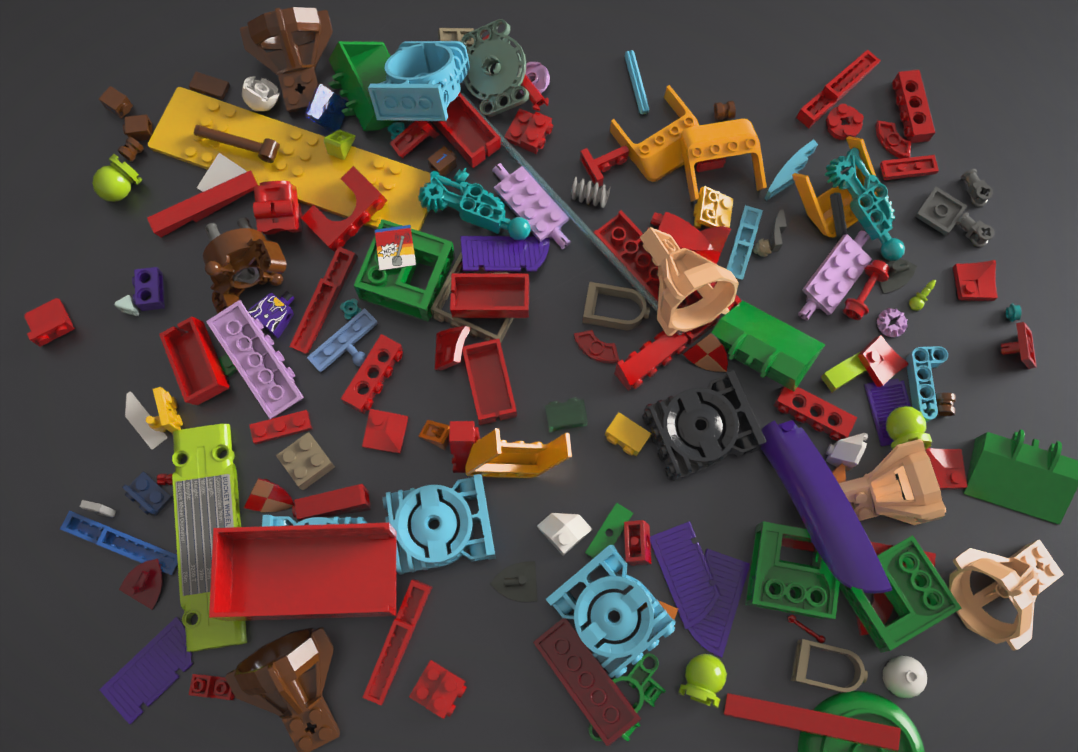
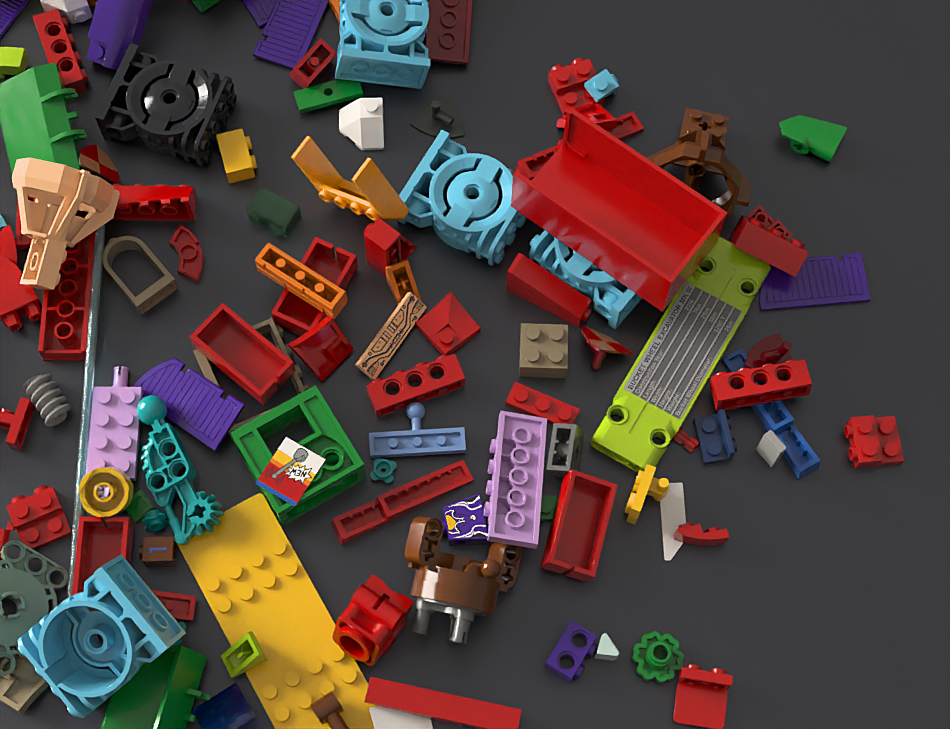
camera: 140 degrees left, 5 degrees down
(33, 577) = (873, 441): none -> red plate
(92, 326) = (657, 657): none -> green plant
(106, 568) = (774, 389): none -> red brick
(119, 414) = (694, 535): none -> red slope
(197, 662) = (769, 245): none -> red wedge
(239, 403) = (565, 449): none -> dark grey brick
(368, 202) = (335, 556): red arch -> none
(405, 662) = (596, 114): none -> red plate
(416, 394) = (391, 336): none -> light nougat tile
(416, 703) = (602, 85): none -> medium azure bracket
(480, 177) = (139, 506): none -> green tile
(492, 365) = (301, 280): none -> orange brick
(498, 161) = (92, 495): none -> yellow brick

